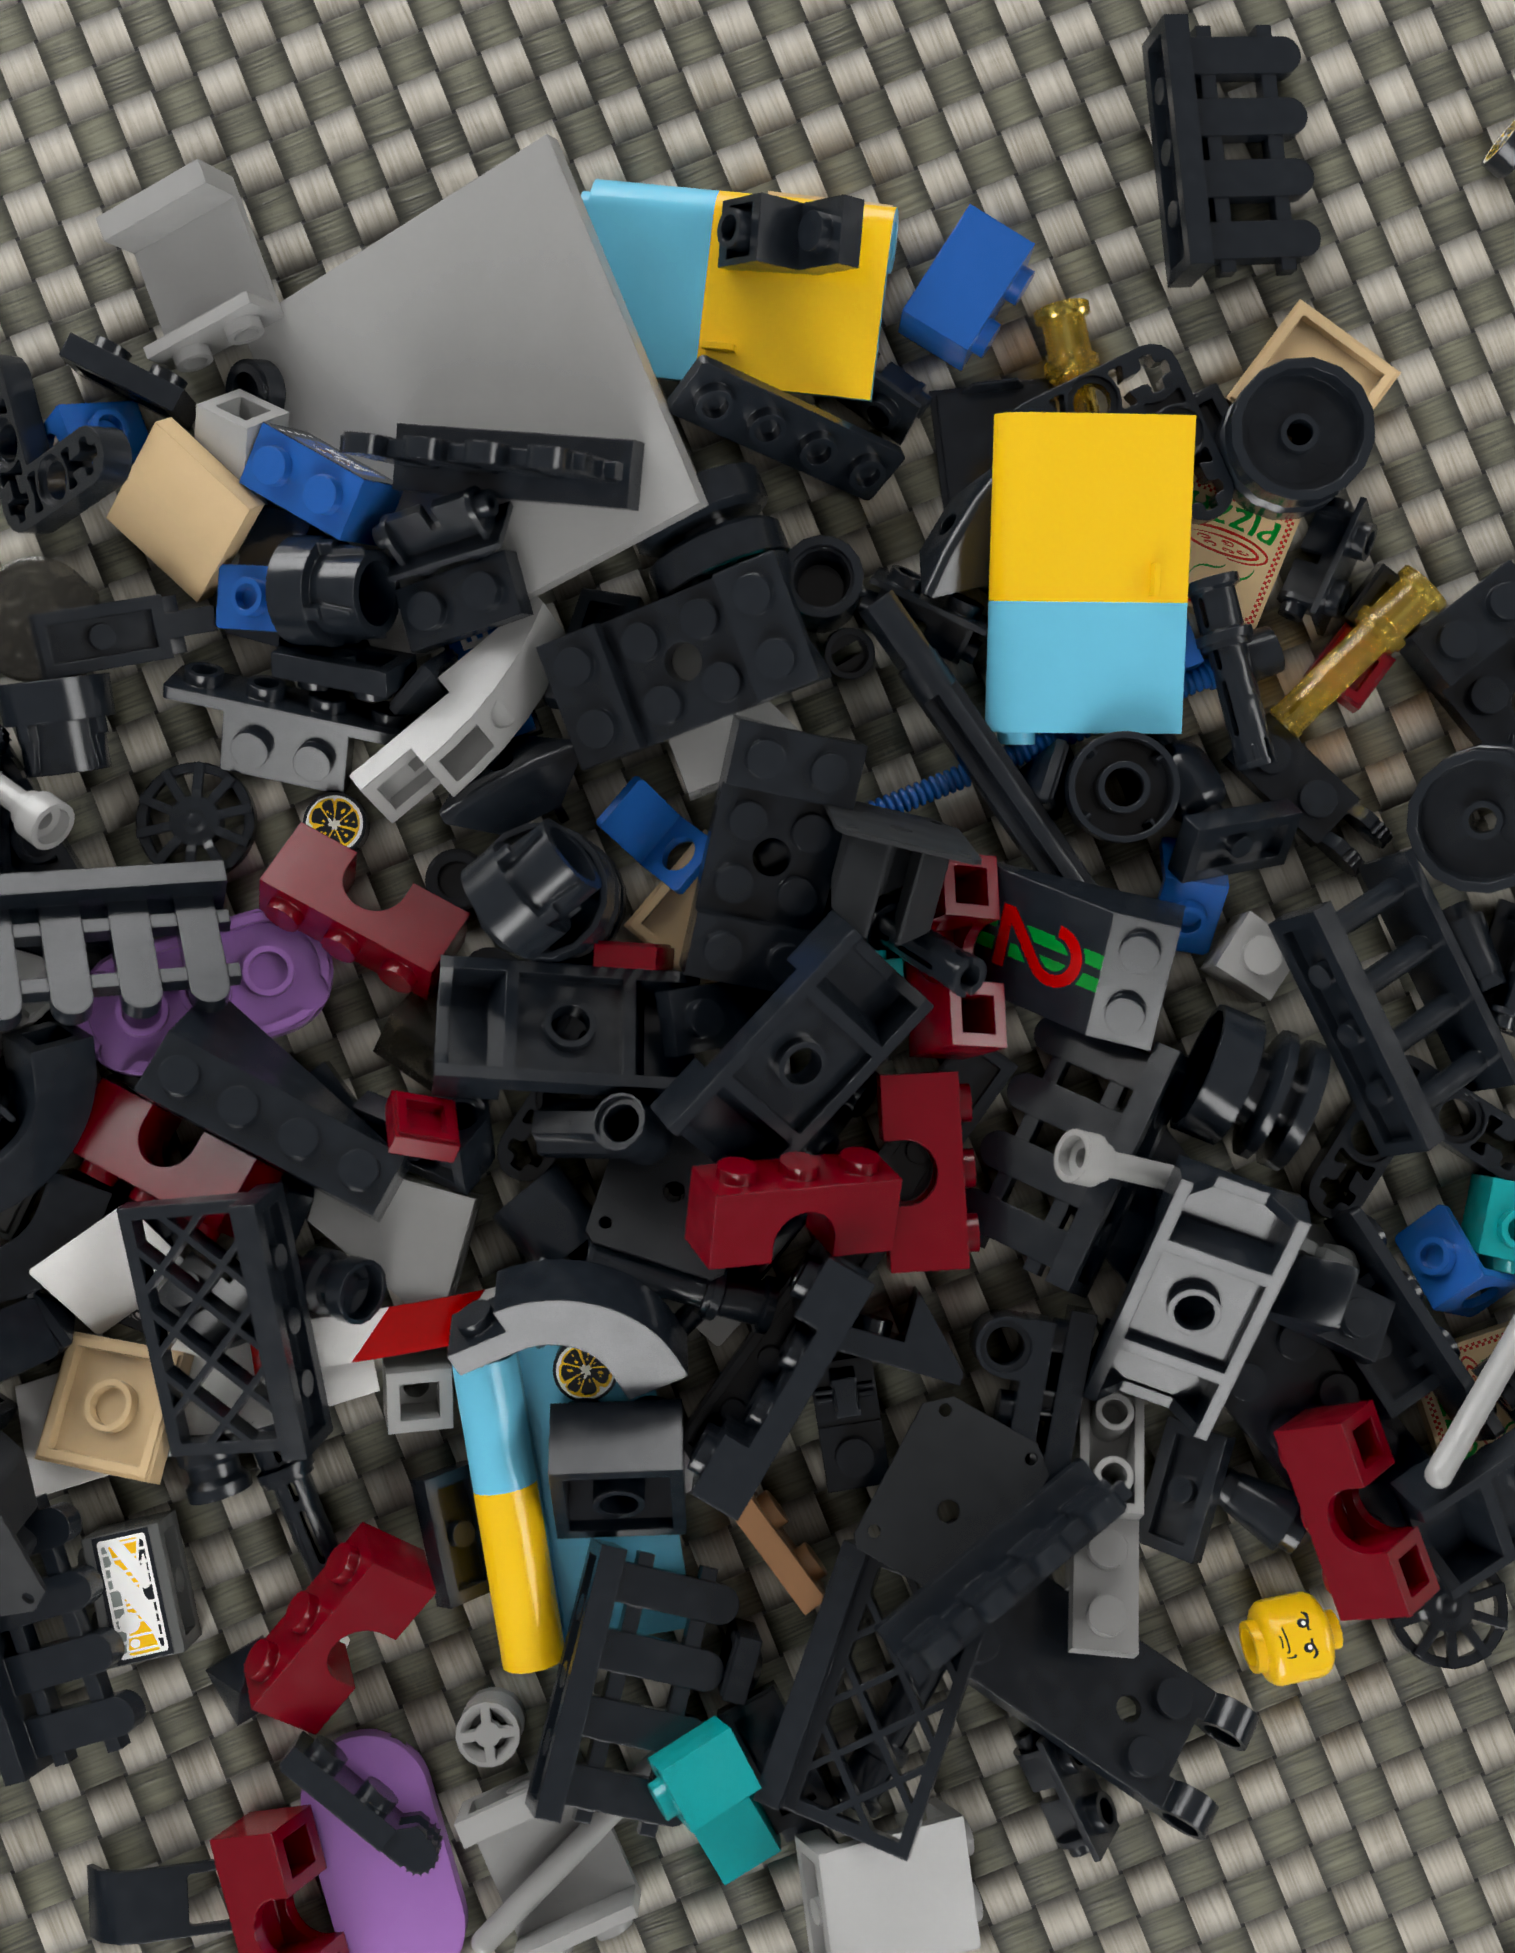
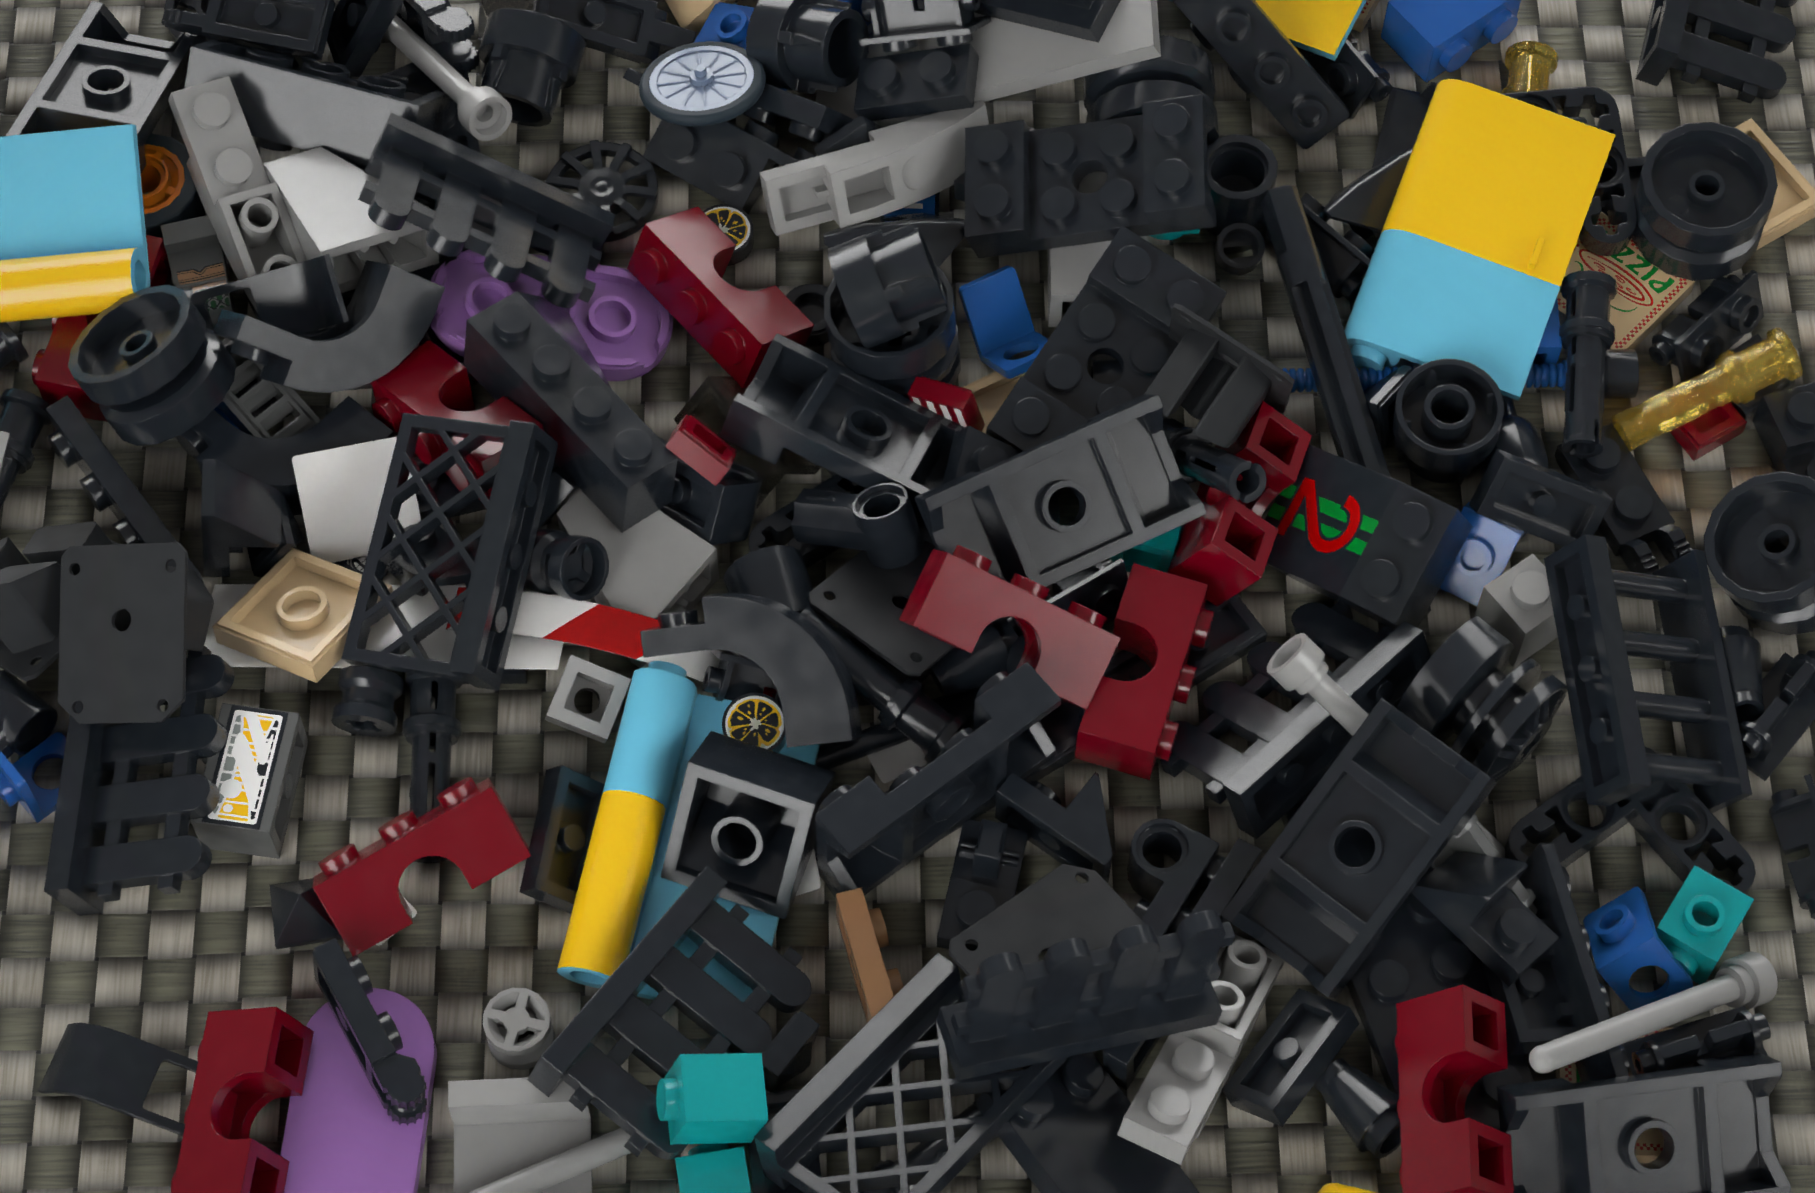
camera: 20 degrees right, 25 degrees down
(247, 686) = (702, 84): none -> wheel

